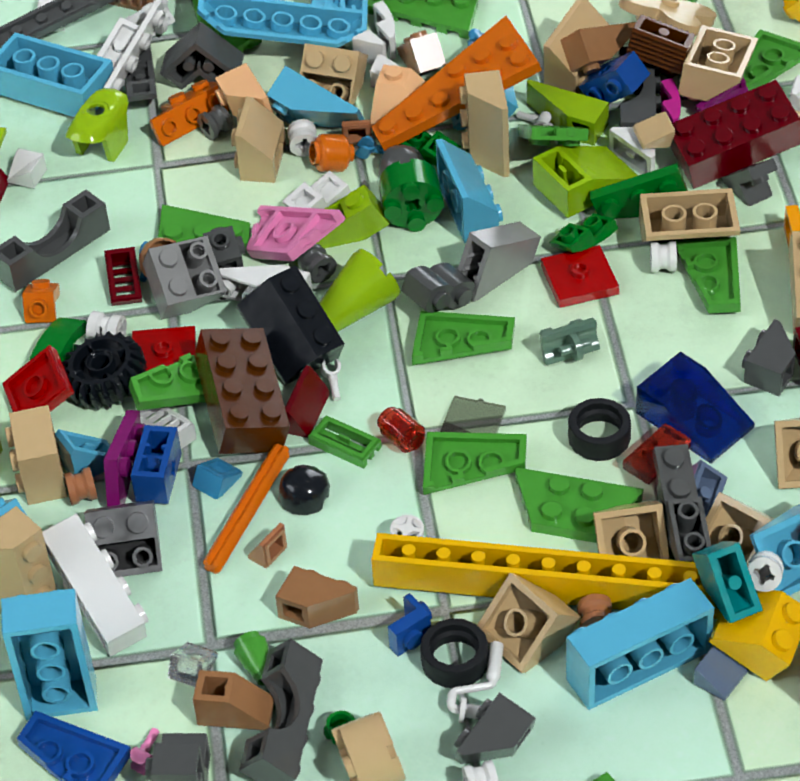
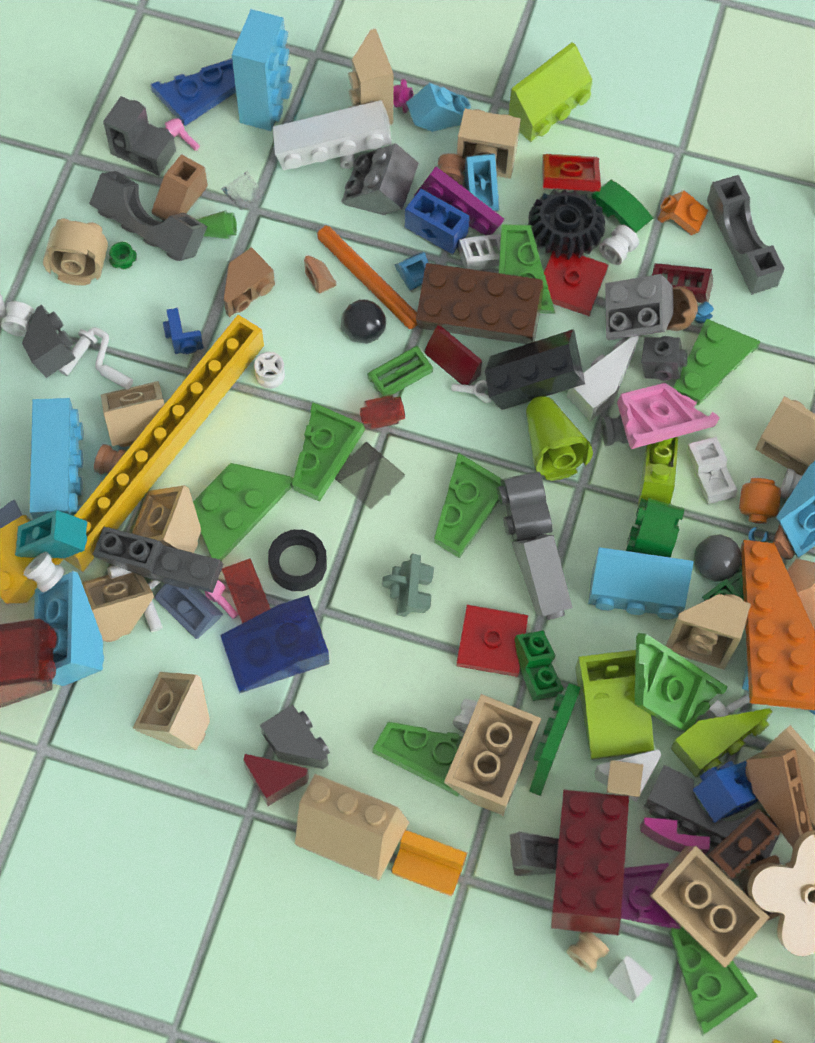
camera: 110 degrees right, 20 degrees up
(454, 631) = (137, 333): black tyre -> none

